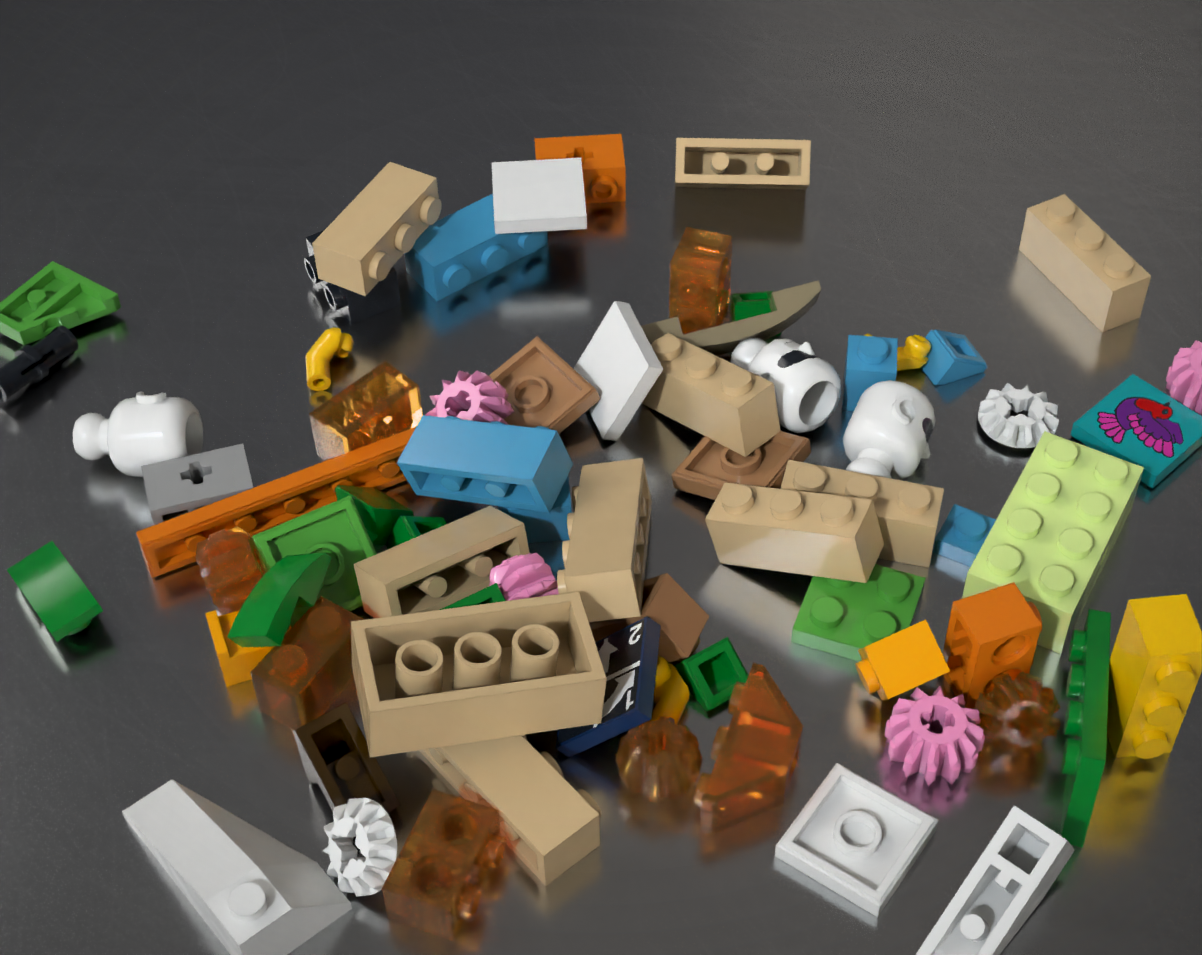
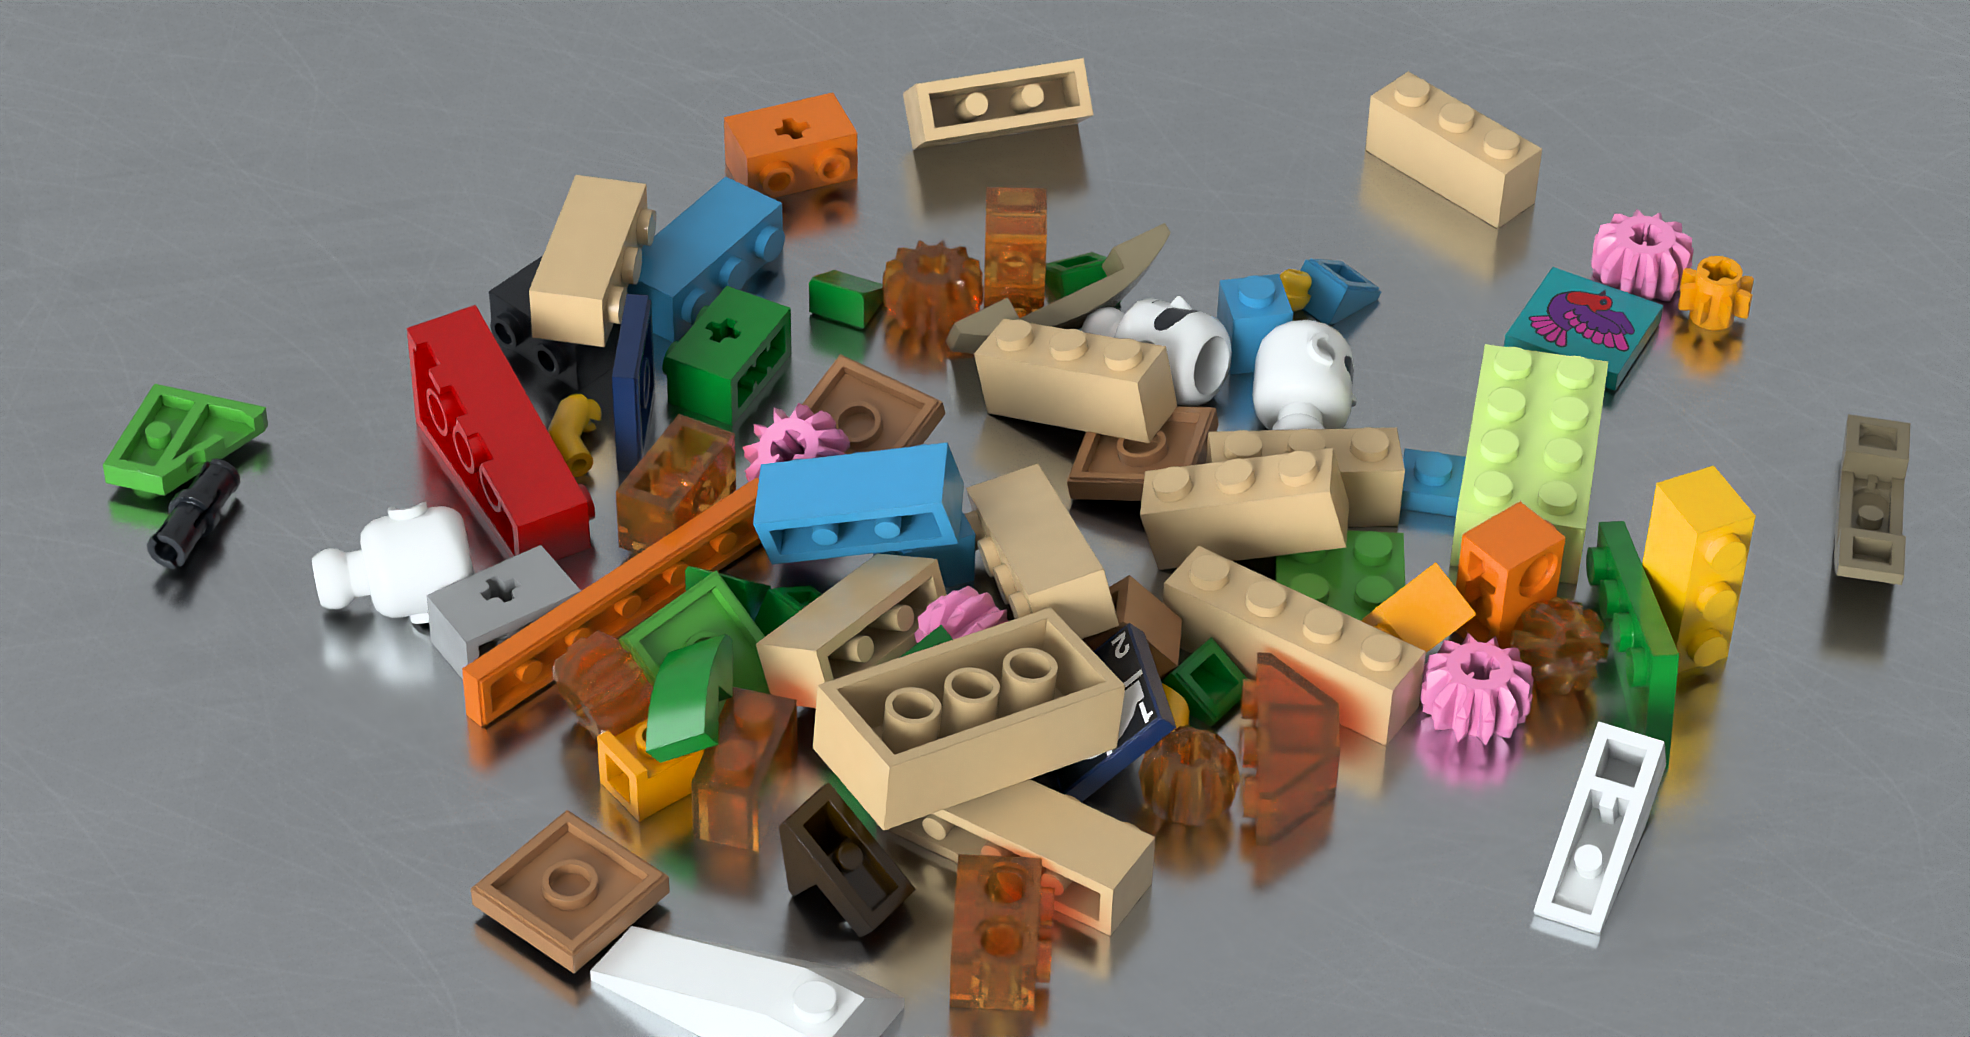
camera: 20 degrees left, 5 degrees down
(55, 591) = (383, 757): green slope -> none
(137, 738) = (570, 891): none -> medium nougat plate
(259, 353) = (494, 437): none -> red wedge
(372, 322) = (633, 381): none -> dark blue tile
(375, 839) = (919, 912): white gear -> none
(462, 319) = (728, 355): none -> green brick
(538, 195) = (769, 186): white tile -> none
(572, 290) = (844, 297): none -> green slope
(620, 368) = (966, 367): white tile -> none
(640, 286) = (932, 287): none -> clear orange gear
(815, 676) = (1352, 662): none -> tan brick
(856, 839) = (1429, 811): white tile -> none
(1018, 430) = (1445, 355): white gear -> none

